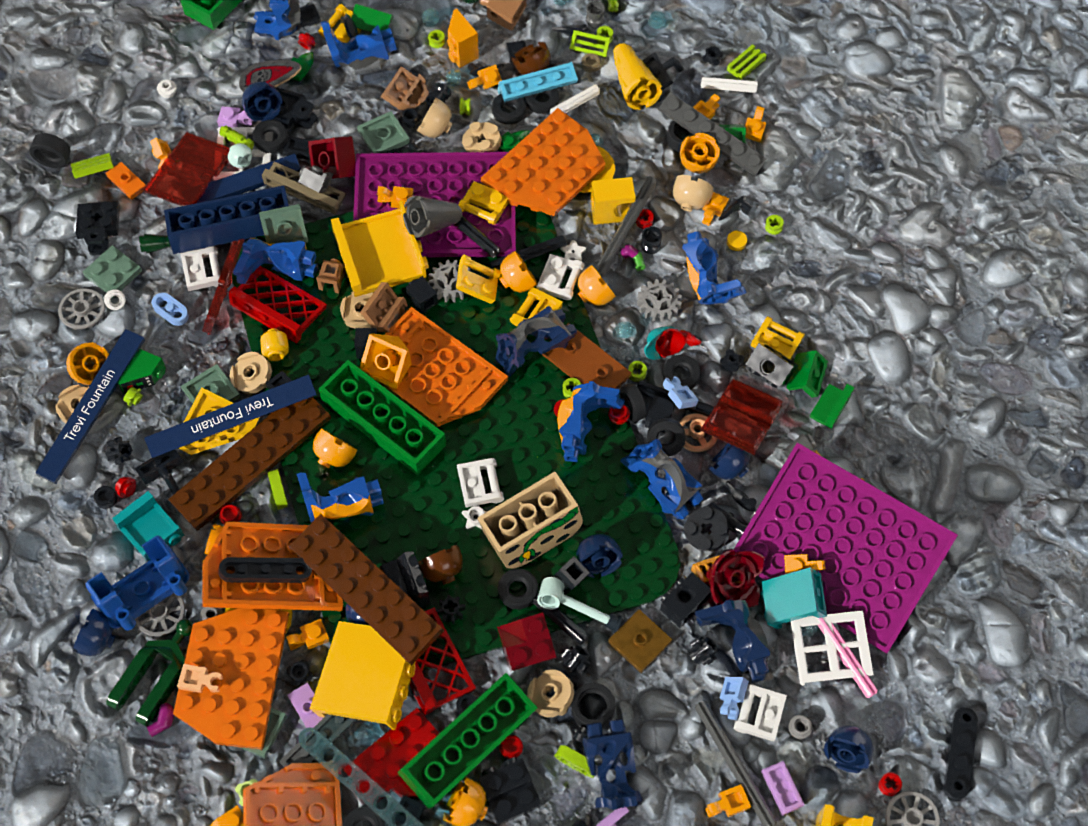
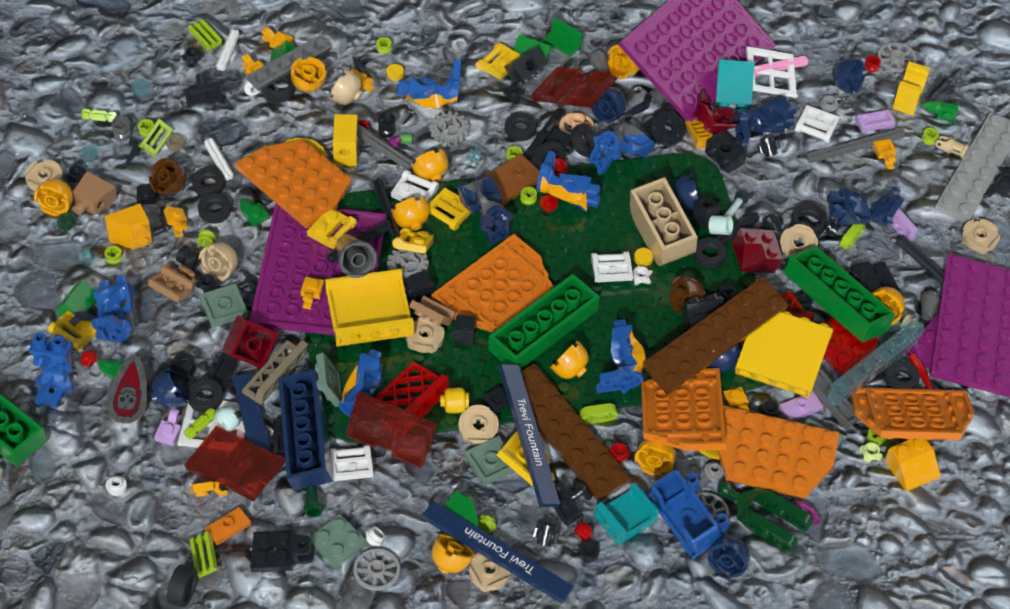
camera: 85 degrees left, 10 degrees down
(171, 310) = (392, 491): light blue plate -> none
(196, 678) = (783, 467): light nougat plate -> none
(264, 570) = (693, 405): black plate -> none
(315, 178) = (275, 352): brick -> none
(332, 273) = (388, 350): medium nougat window -> none
(386, 359) = (492, 307): light orange slope -> none
(453, 77) = (168, 243): clear light blue plate -> none
(478, 131) = (252, 239): tan plate -> none
(537, 82) = (196, 185): medium azure fence -> none
(573, 247) = (388, 180): white plate -> none
(635, 78) = (211, 107): yellow cone -> none
(640, 641) = (756, 185): pearl gold plate -> none
(668, 341) = (490, 127): red hair -> none
(680, 395) = (548, 122): light blue plate -> none
(732, 693) = (801, 136): light blue plate -> none
(799, 562) = (708, 72): light orange plate -> none
(960, 754) = (851, 22): black plate -> none

